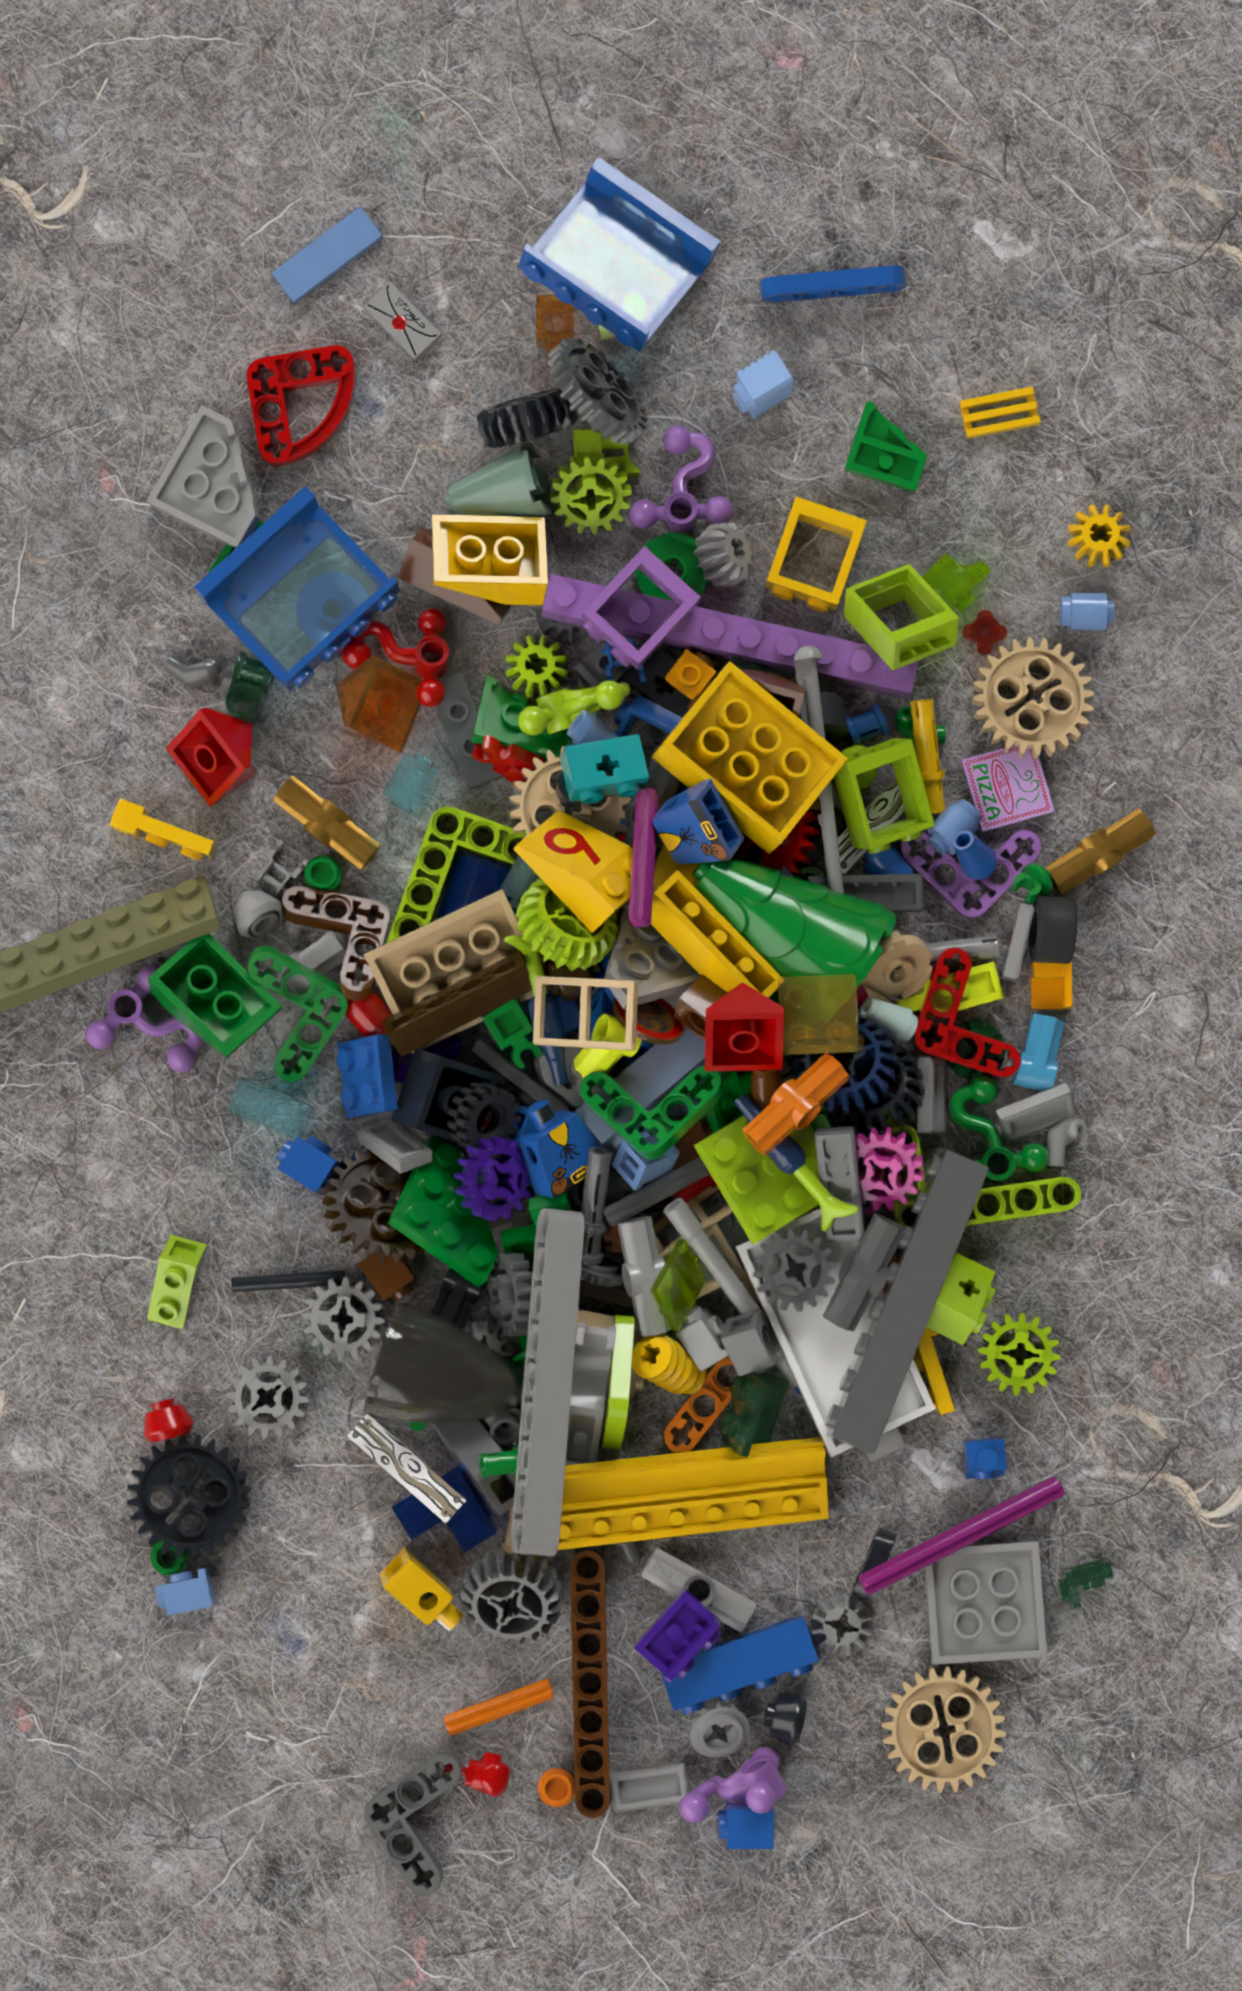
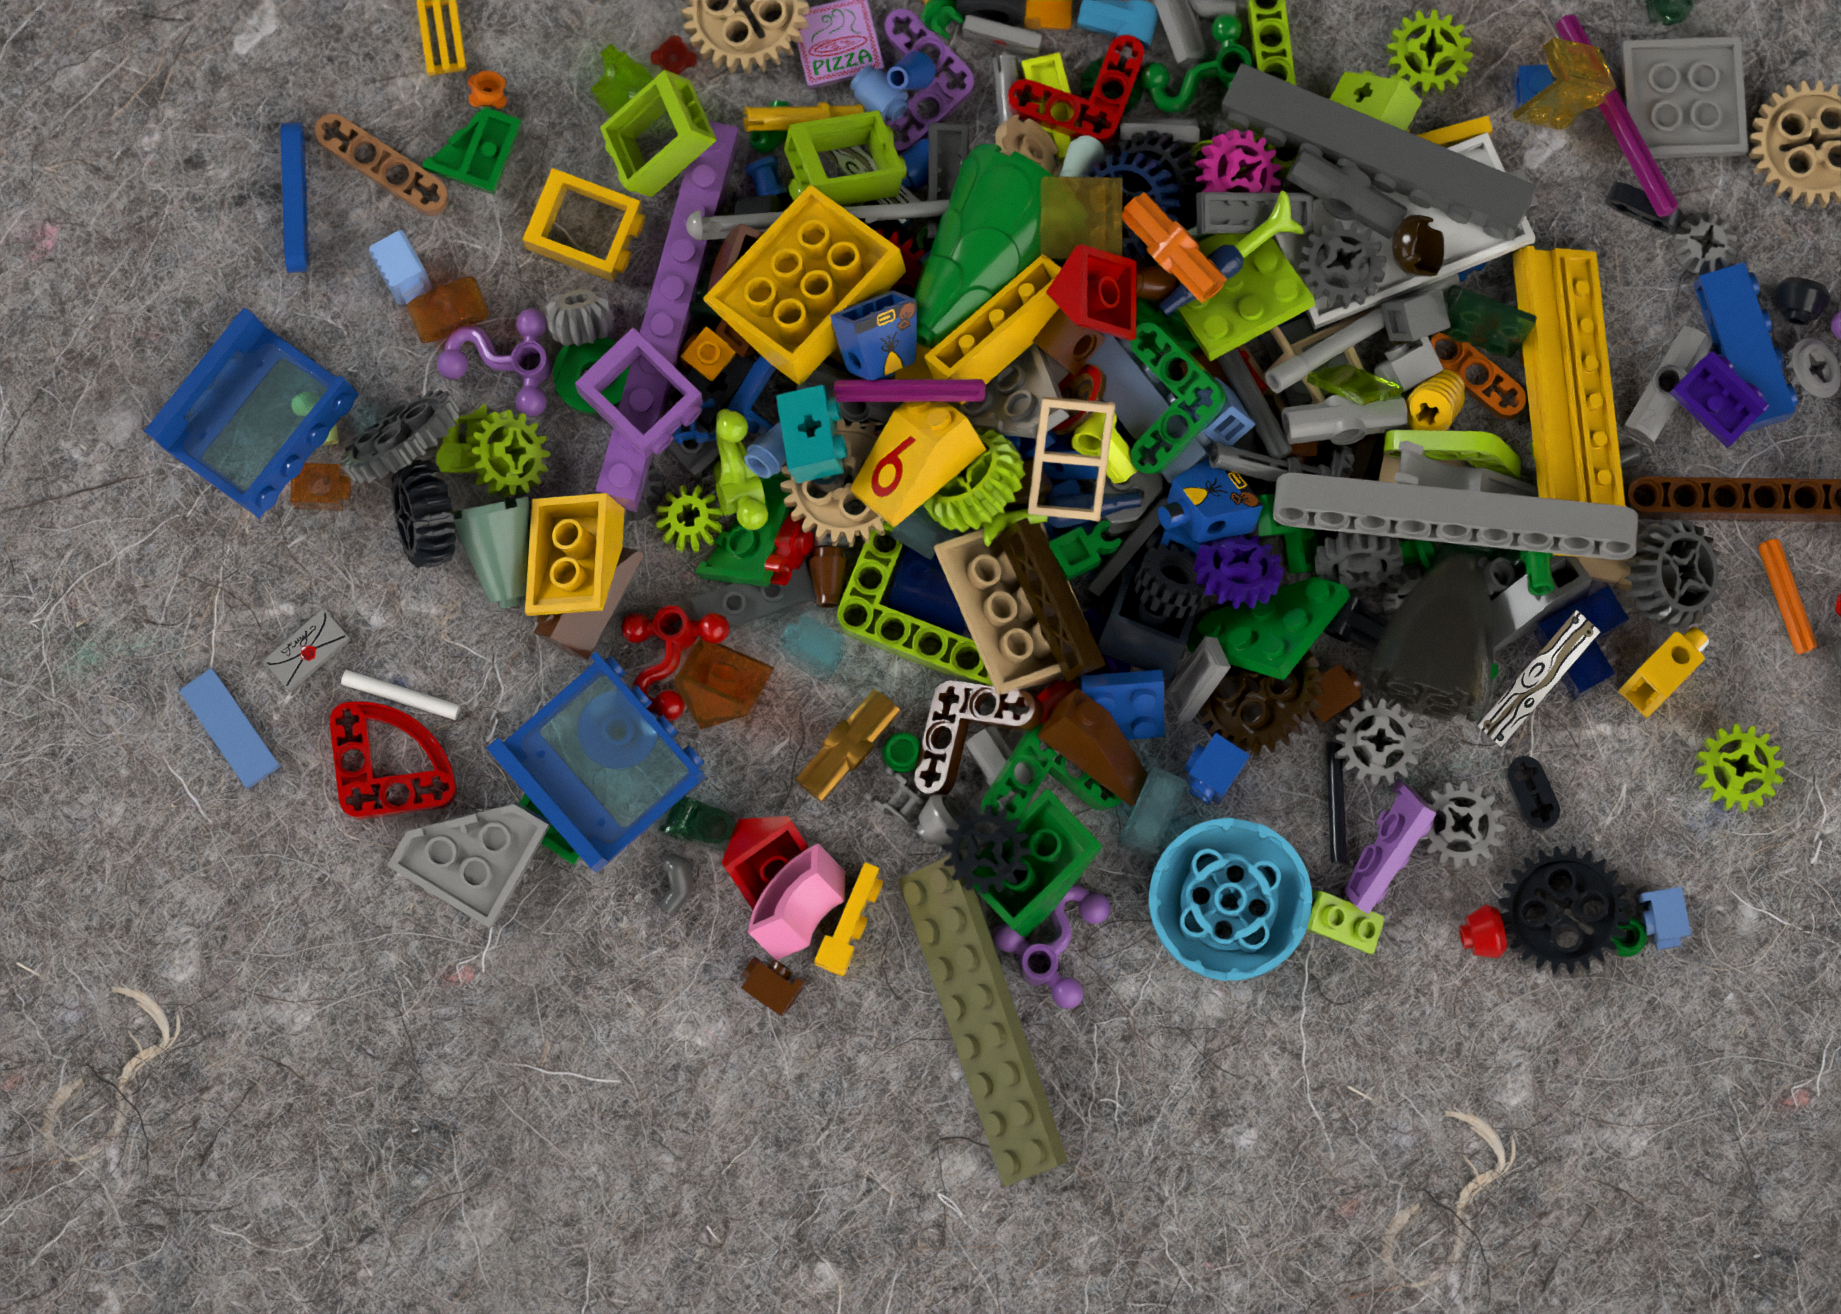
camera: 90 degrees left, 5 degrees down
(100, 761) = (772, 984): none -> reddish brown brick
(162, 1143) = (1271, 874): none -> medium azure brick
(175, 780) = (797, 902): none -> bright pink brick
(207, 958) = (972, 862): none -> black gear
(255, 1339) = (1397, 835): none -> medium lavender wing
(306, 1474) = (1541, 788): none -> black beam
(313, 1657) = (1734, 784): none -> lime gear
(327, 1050) = (1095, 744): none -> reddish brown slope
(363, 409) = (400, 694): none -> white bar
(486, 798) = (828, 575): none -> reddish brown cone
(729, 432) = (447, 308): none -> clear orange beam
(814, 1343) = (1418, 247): none -> dark brown hair
(871, 365) = (383, 162): none -> medium nougat beam
(954, 456) = (490, 82): none -> orange plate
(989, 1497) = (1580, 85): none -> clear yellow bracket

